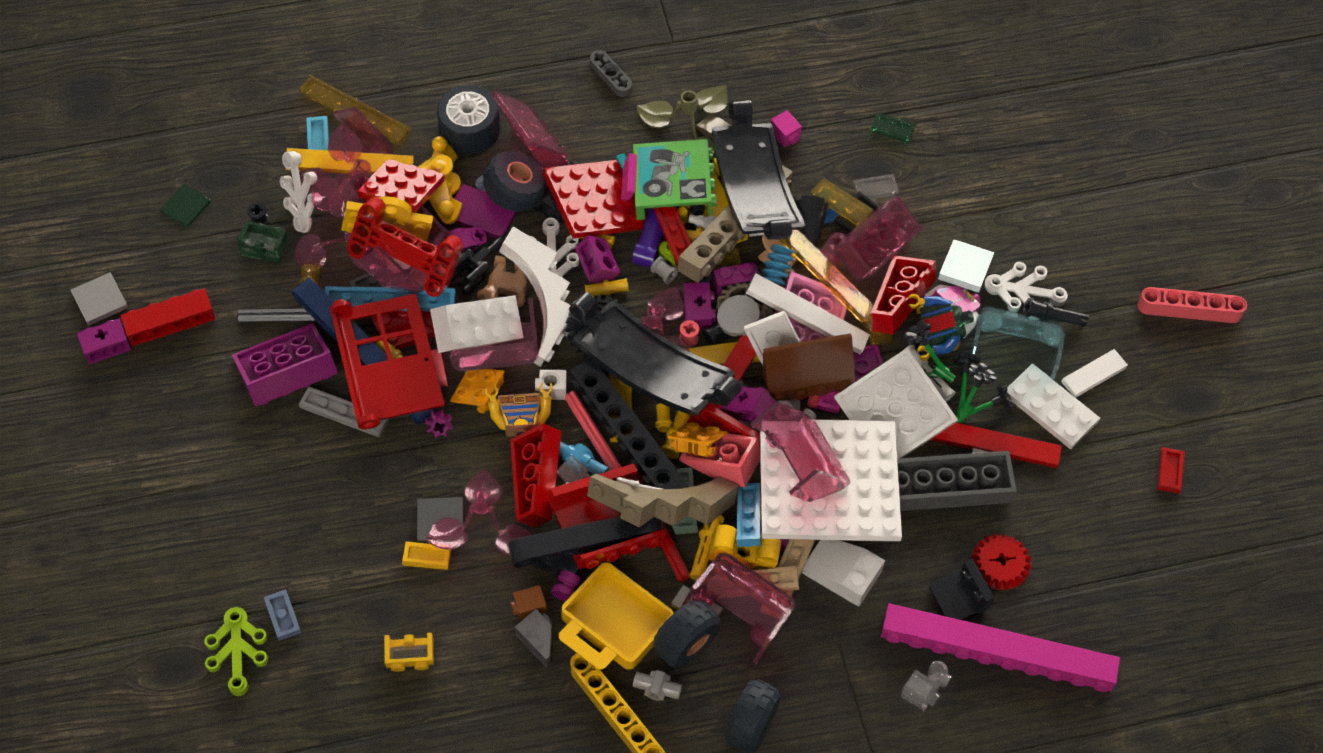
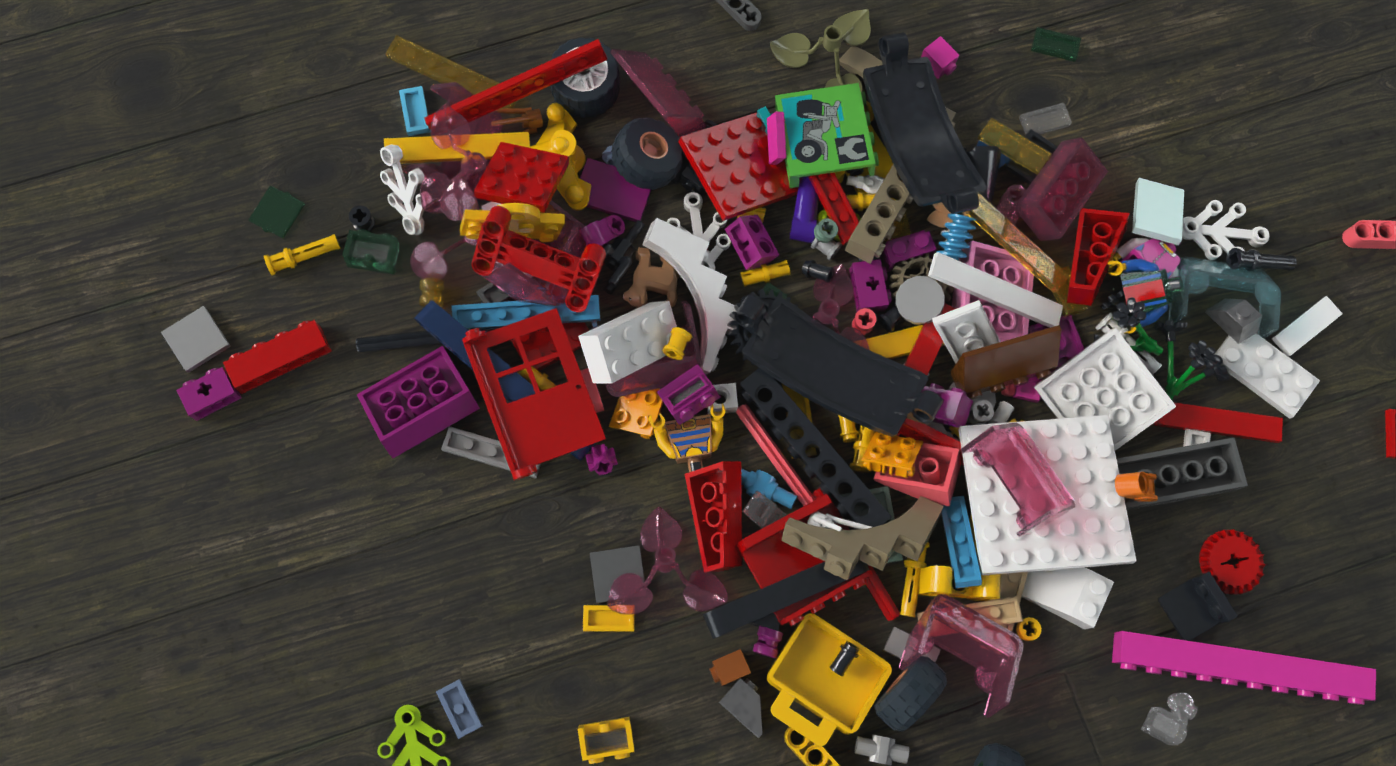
camera: 10 degrees left, 15 degrees up
(192, 240) = (290, 257): none -> yellow pin
(416, 147) = (530, 118): none -> dark orange plant
(419, 113) = (528, 82): none -> red tile
(517, 328) = (677, 343): none -> yellow bush
(521, 372) = (688, 394): none -> magenta window
(632, 600) = (844, 658): none -> black pin
(649, 288) = (818, 271): none -> black pin
(659, 257) = (823, 236): none -> sand green bush
(802, 593) = (1034, 625): none -> yellow bush
(911, 477) = (1136, 486): none -> orange piece
(1026, 358) = (1236, 318): none -> flat silver slope

